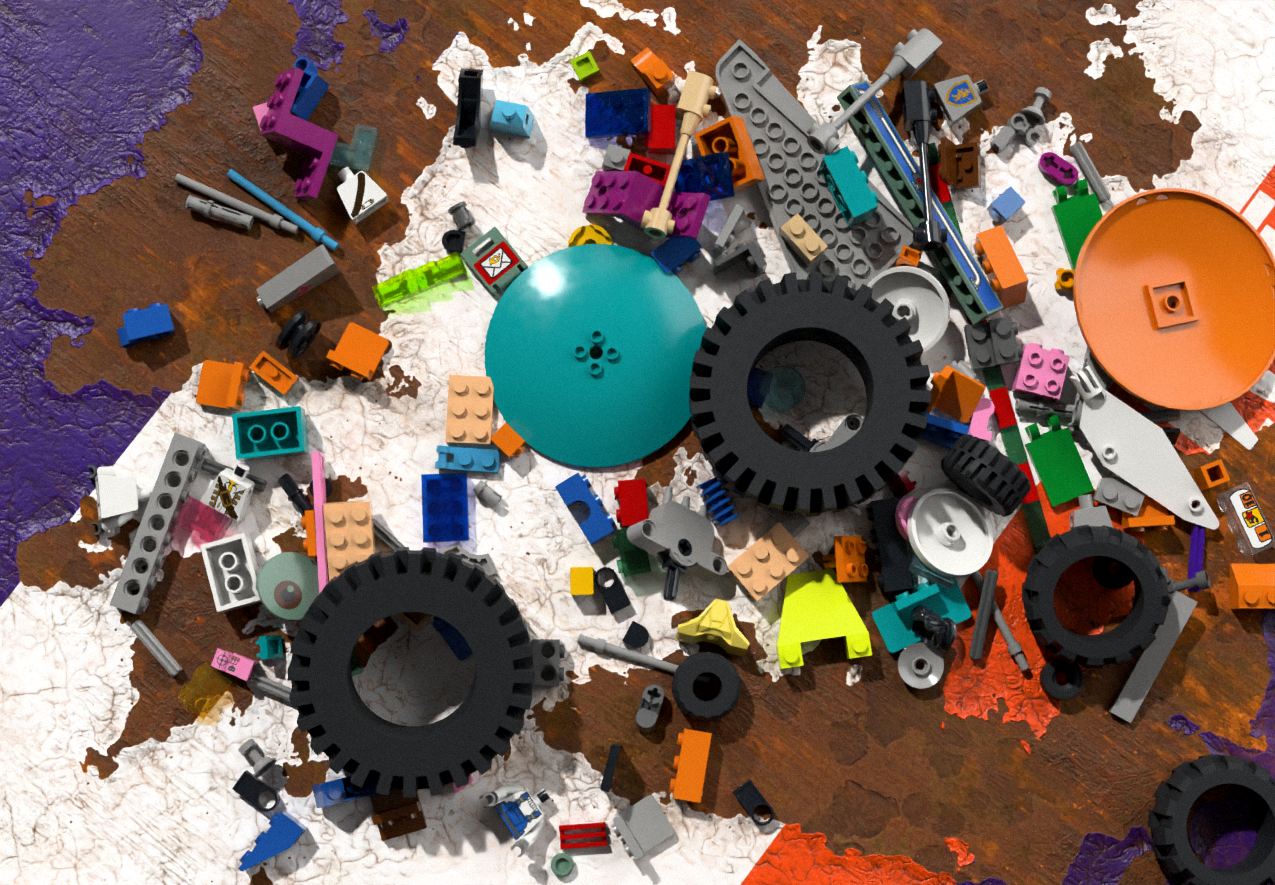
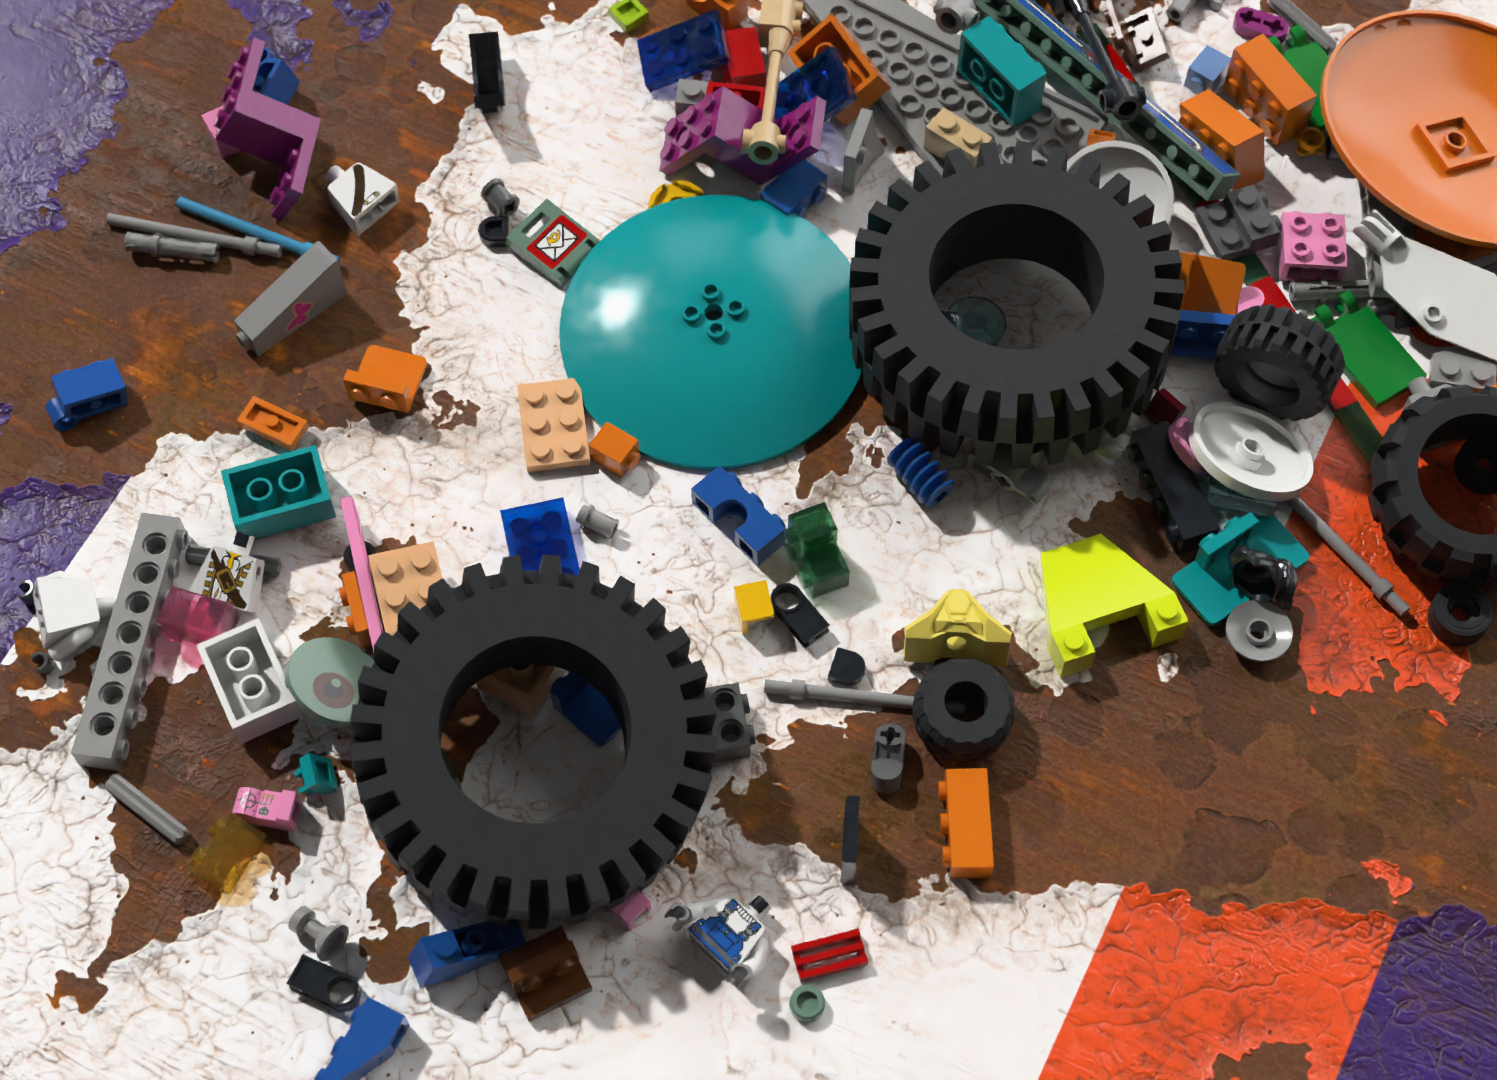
camera: 10 degrees left, 20 degrees down
(222, 384) = (203, 448): orange bracket -> none
(271, 686) = (338, 834): light grey axle -> none
(295, 494) = (323, 568): black axle -> none
(298, 334) = (300, 363): black wheel -> none
(360, 152) = (350, 149): clear light blue plate -> none
(419, 280) = (451, 284): clear neon green slope -> none
(468, 459) = (570, 483): dark azure plate -> none
(511, 118) = (545, 76): medium azure torso -> none
(632, 502) = (800, 487): red brick -> none
(642, 827) = (915, 923): light grey bracket -> none
(680, 542) = (882, 521): light grey piece -> none
(751, 798) = (1064, 855): black piece -> none
(754, 263) = (877, 176): dark grey bracket -> none
(767, 562) = (1008, 536): light nougat brick -> none
(848, 559) = (1120, 510): orange plate -> none
(983, 614) = (1326, 550): dark grey axle -> none
(1045, 235) = (1269, 89): none -> orange brick

